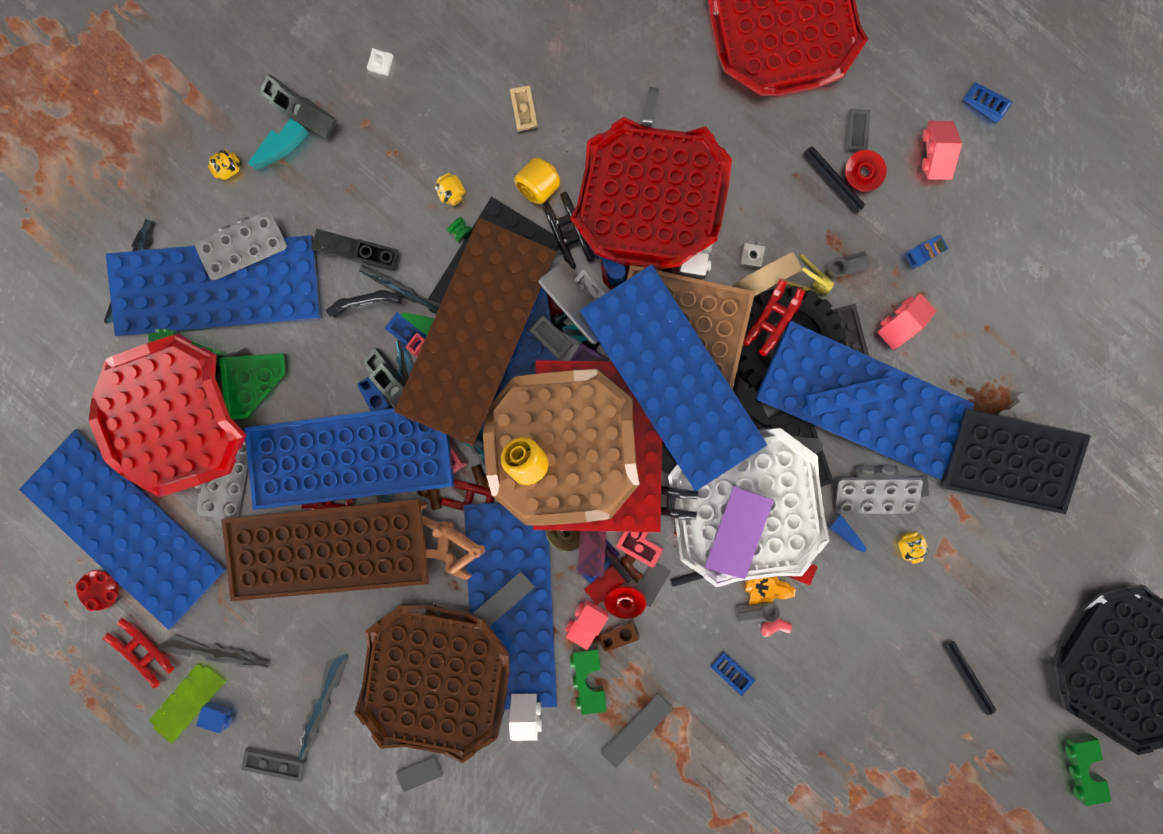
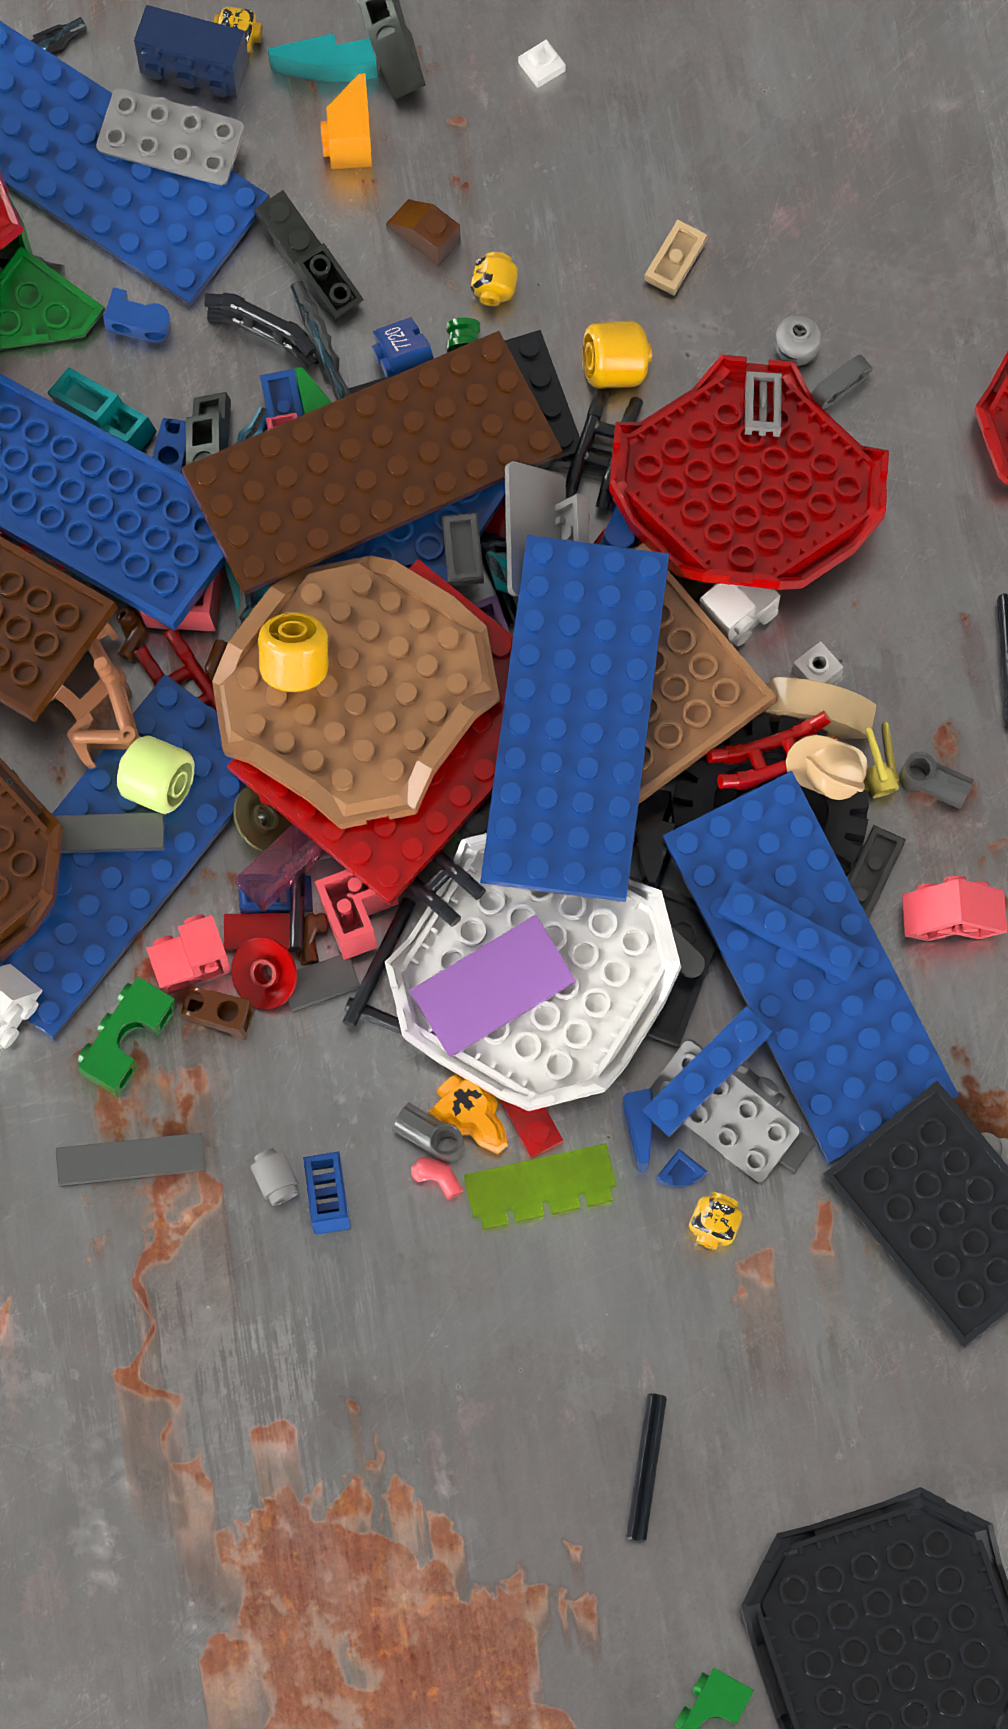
camera: 40 degrees right, 15 degrees down
(213, 195) = (191, 51): none -> dark blue brick
(307, 344) = (135, 319): none -> blue leg
(319, 171) = (347, 127): none -> light orange slope
(326, 403) = (102, 408): none -> teal slope
(396, 190) = (426, 229): none -> reddish brown slope
(438, 261) = (400, 347): none -> blue brick
(503, 559) = (155, 774): none -> yellowish green head
(614, 110) = (798, 339): none -> light grey head
(636, 162) = (761, 425): none -> light grey tile
(672, 558) = (378, 963): none -> black bar
(707, 687) = (275, 1176): none -> light grey brick
(806, 305) = (827, 766): none -> tan piece
(823, 588) = (541, 1180): none -> clear neon green windscreen
(862, 489) = (707, 1071): none -> blue plate
(878, 536) = (681, 1171): none -> blue tile

